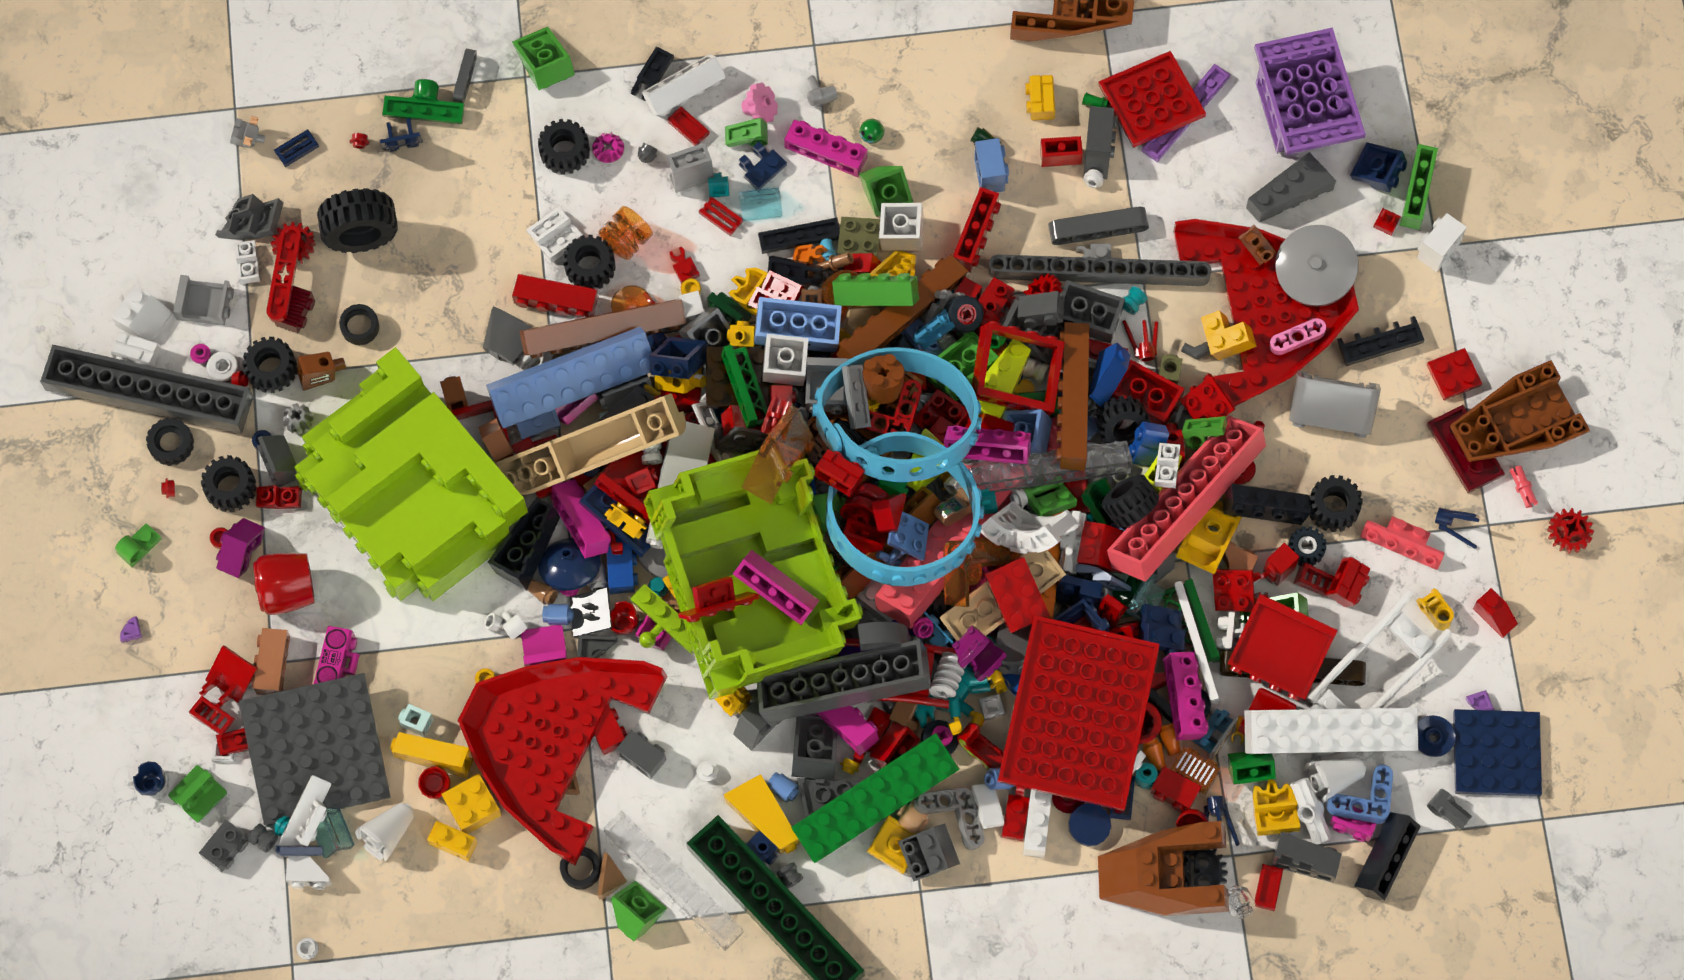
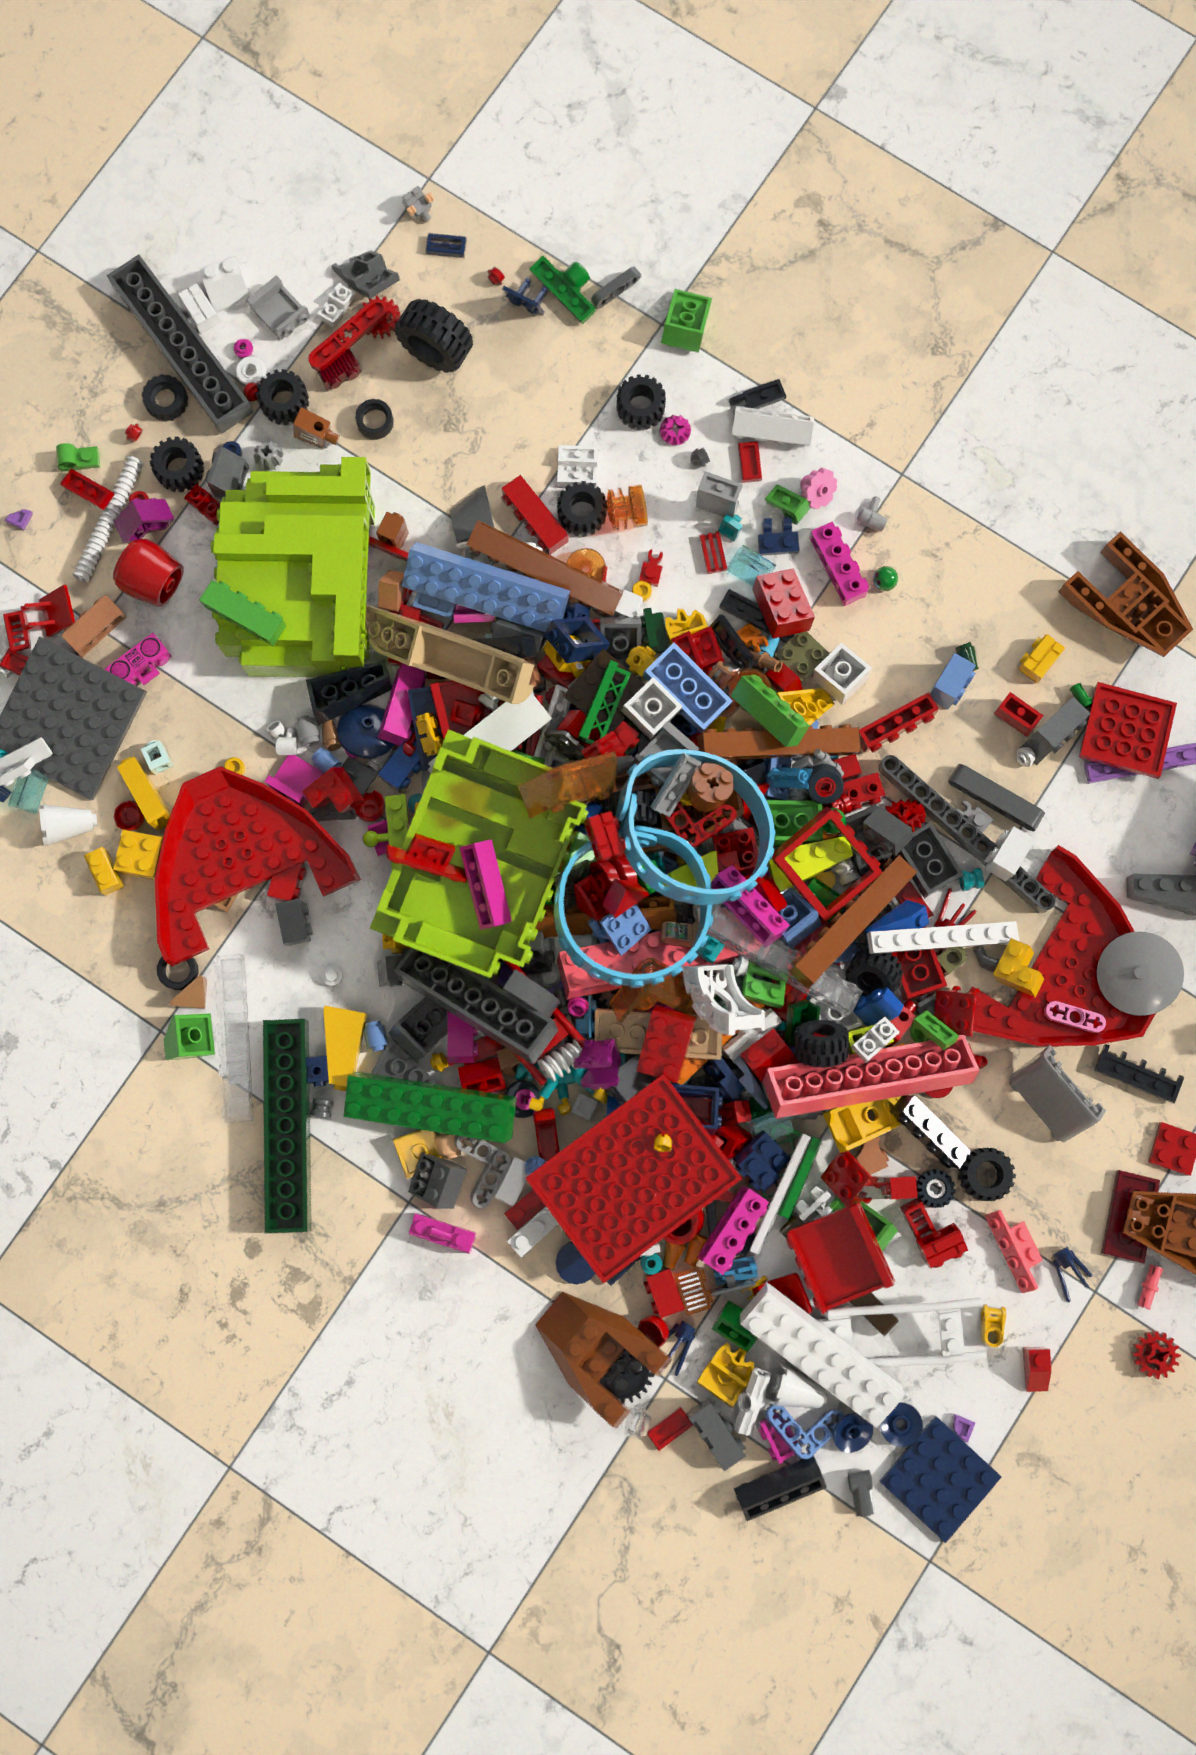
camera: 40 degrees right, 10 degrees up
(171, 560) = (87, 489): none -> red plate
(208, 571) = (106, 521): none -> white piece
(400, 541) = (242, 612): none -> bright green brick
(520, 602) = (307, 731): none -> light grey brick
(583, 622) = (335, 787): none -> red brick
(811, 209) = (783, 603): none -> brick
(885, 185) = (857, 632): bright green slope -> none
(968, 888) = (442, 1233): none -> dark pink piece
(1079, 665) = (662, 1144): none -> yellow hinge
(1144, 254) = (1009, 853): none -> white brick
(1149, 356) = (941, 937): none -> white plate
(1257, 245) = (1106, 918): dark orange hips -> none
(1410, 768) = (852, 1433): none -> dark blue dish

